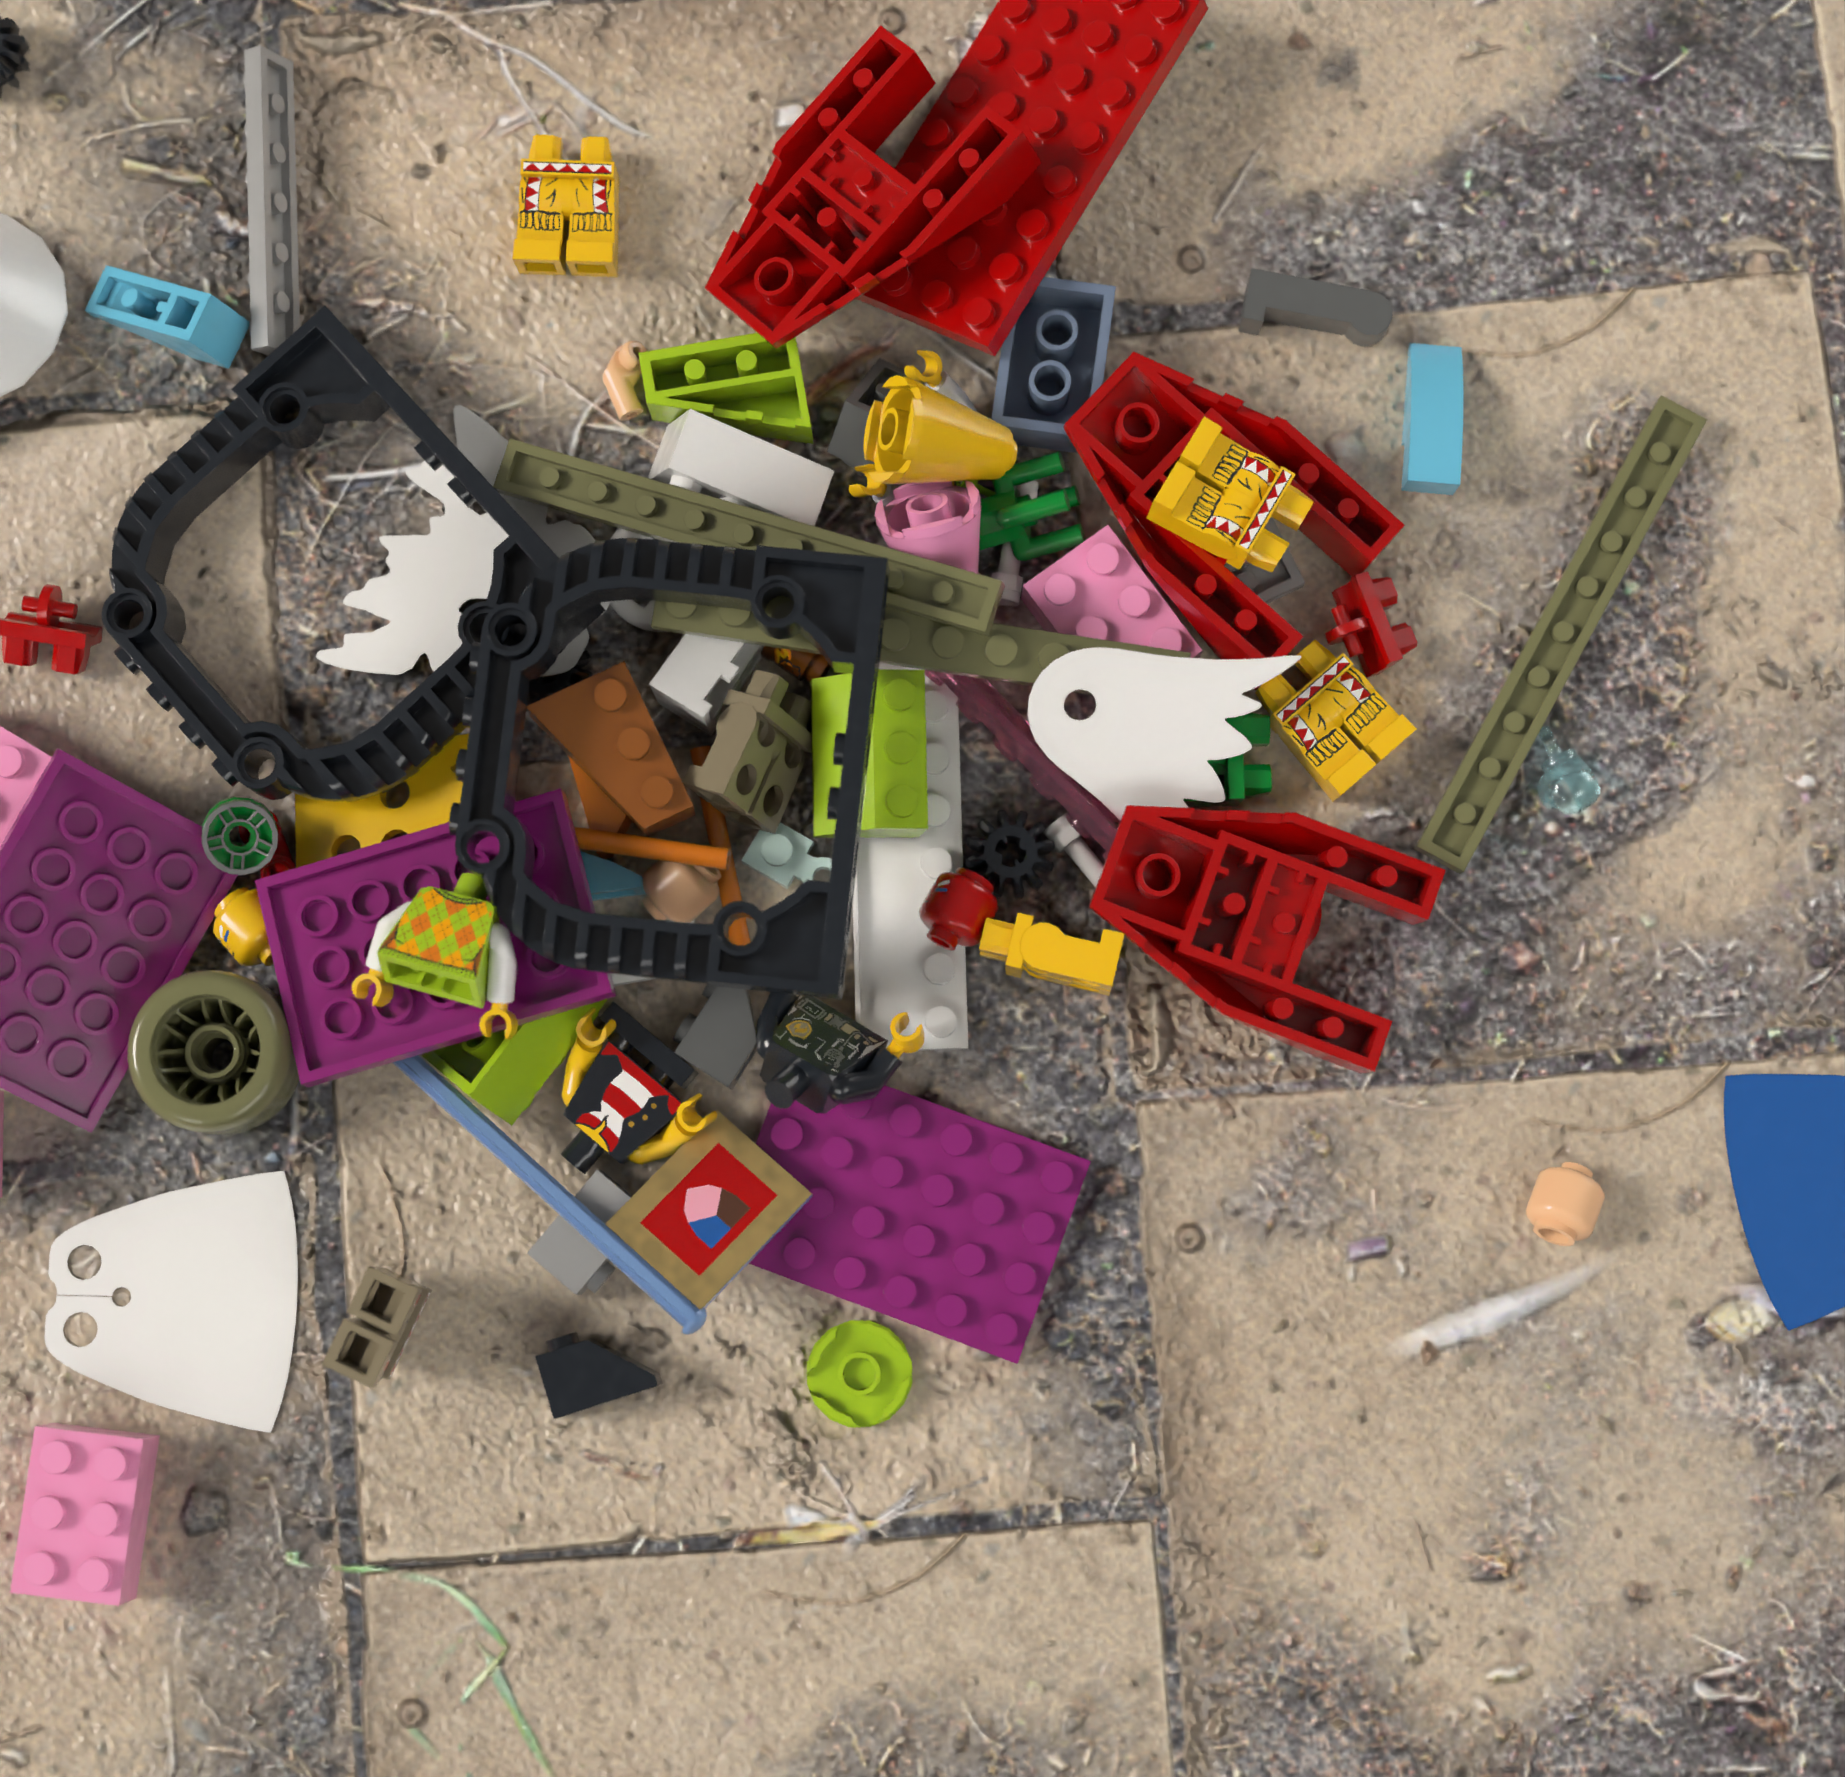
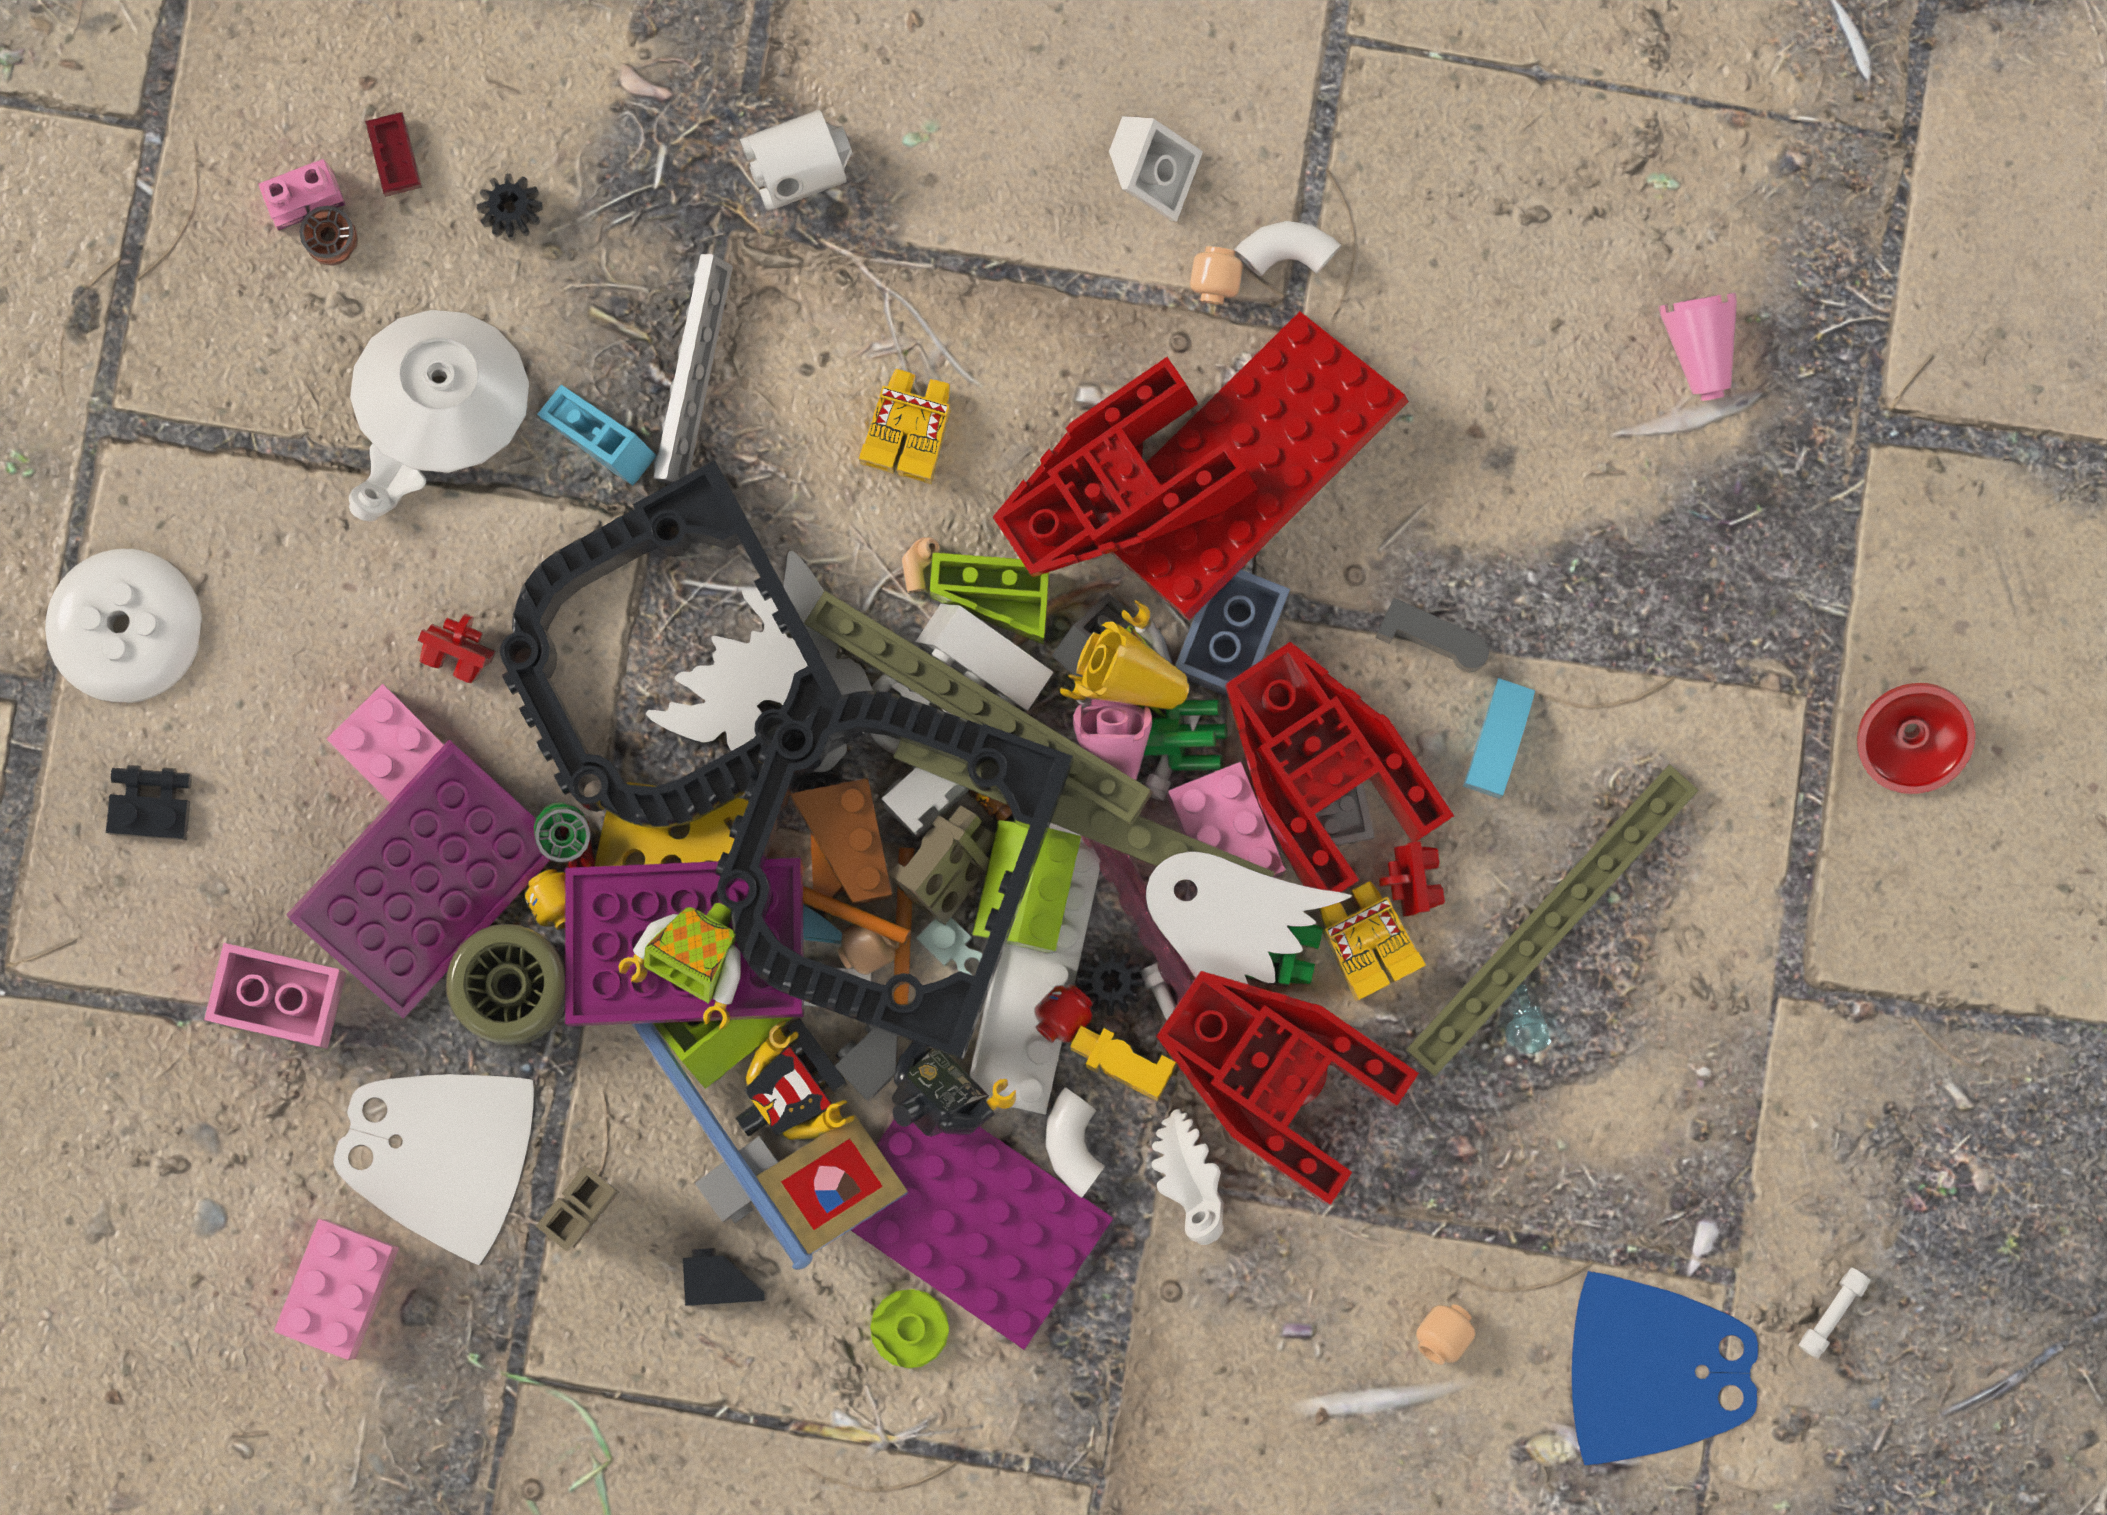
camera: 10 degrees right, 0 degrees up
(1005, 1079) = (1067, 1142): none -> white cylinder
(1177, 1083) = (1189, 1178): none -> white plant
(1226, 497) = (1327, 767): yellow hips -> none

